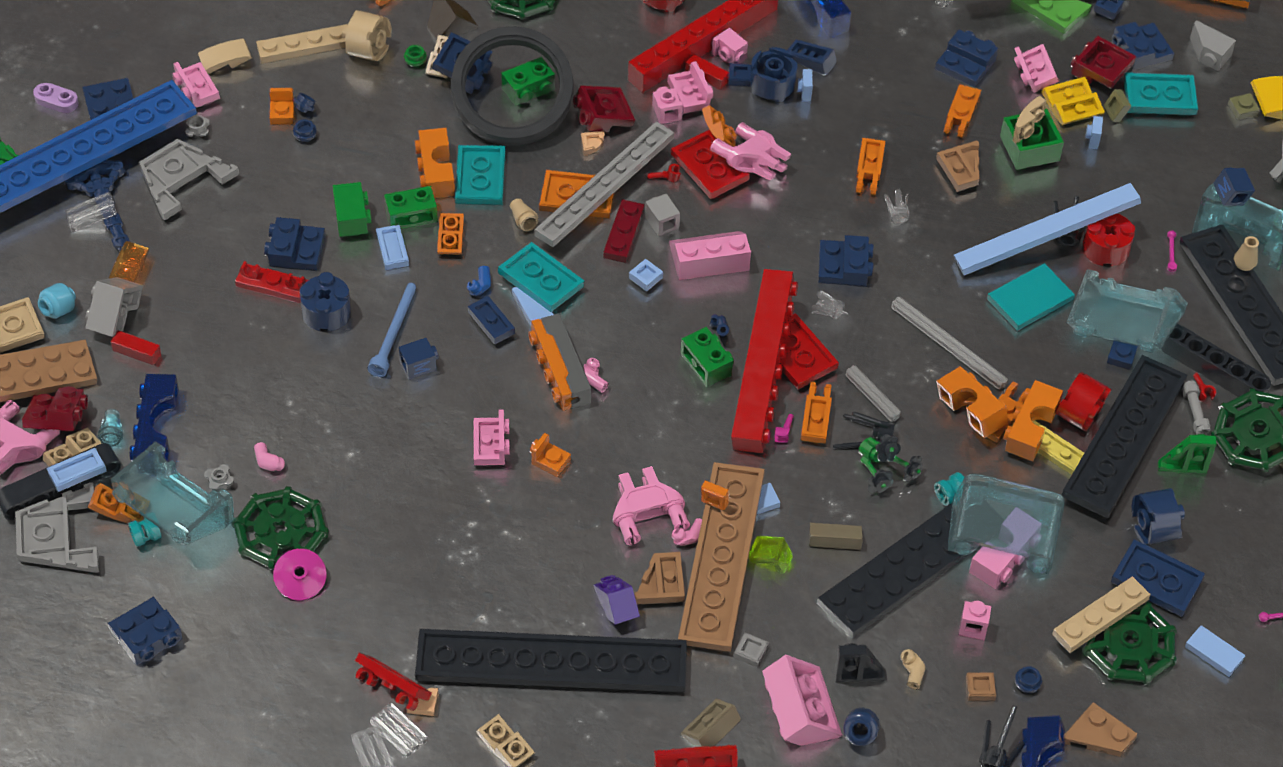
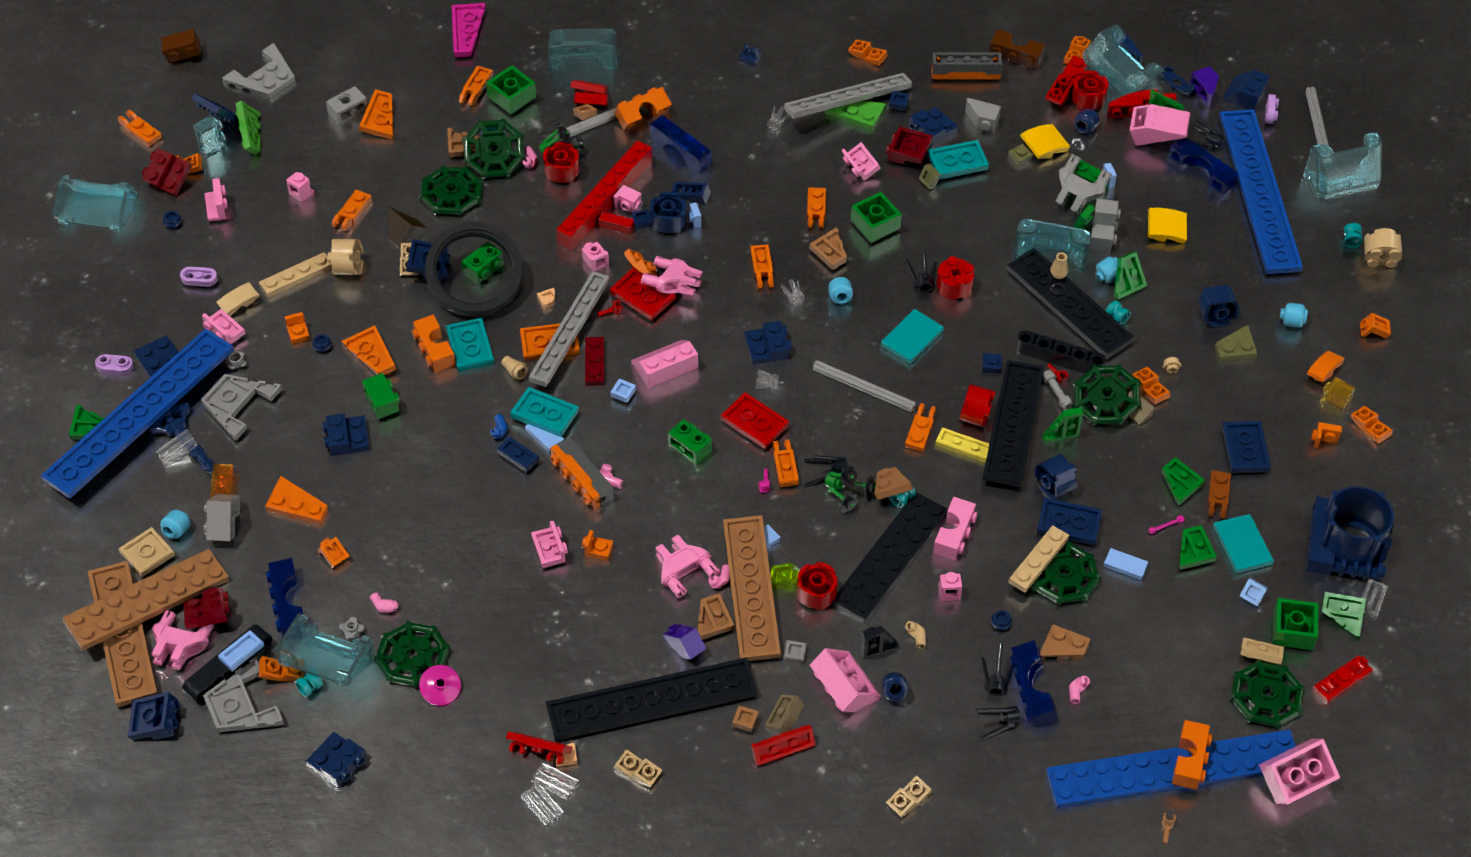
camera: 15 degrees left, 0 degrees up
(73, 445) = (230, 632): tan slope -> none
(110, 428) = (253, 612): clear light blue cone -> none
(136, 347) = (250, 545): red piece -> none
(188, 18) = (198, 276): none -> lavender plate
(207, 311) = (295, 502): none -> orange wing
(229, 380) = (333, 551): none -> orange bracket
(270, 282) = (339, 467): red plate -> none
(304, 102) = (314, 321): dark blue plate -> none
(325, 302) = (386, 473): dark blue brick -> none
(359, 153) = (370, 350): none -> orange wing
(379, 364) = (444, 510): medium blue piece -> none
(392, 247) = (421, 417): light blue tile -> none
(411, 207) = (426, 383): green brick -> none
(415, 55) = (387, 263): green plate -> none
(418, 358) = (472, 498): dark blue brick -> none
(450, 233) = (463, 395): orange slope -> none
(602, 108) = (547, 270): dark red plate -> none
(659, 716) = (745, 718): none -> medium nougat plate
(662, 214) = (620, 341): light grey brick -> none
(691, 88) = (610, 238): bright pink bracket -> none
(714, 495) = (733, 544): orange tile -> none
(720, 323) = (691, 414): dark blue arm -> none
(763, 361) = (734, 434): red brick -> none
(804, 574) = (817, 585): none -> red brick
(835, 536) = (828, 551): dark tan slope -> none
(873, 393) = (821, 438): light grey axle -> none
(940, 470) = (891, 482): none -> medium nougat wing
(957, 218) = (840, 290): none -> medium azure head
(967, 58) = (807, 165): dark blue plate -> none
(980, 686) = (968, 634): medium nougat tile -> none
(985, 411) = (909, 430): orange arch -> none
(1006, 519) = (950, 506): clear light blue windscreen -> none
(1030, 115) = (871, 202): tan slope -> none
(1039, 404) = (943, 441): orange arch -> none
(1047, 229) = (909, 282): light blue tile -> none
(1072, 101) = (895, 180): yellow slope -> none
(1093, 132) = (919, 200): light blue plate -> none
(1125, 312) = (986, 331): clear light blue windscreen -> none
(1172, 266) = (1006, 288): dark pink hinge -> none
(1234, 186) = (1038, 218): dark blue brick -> none

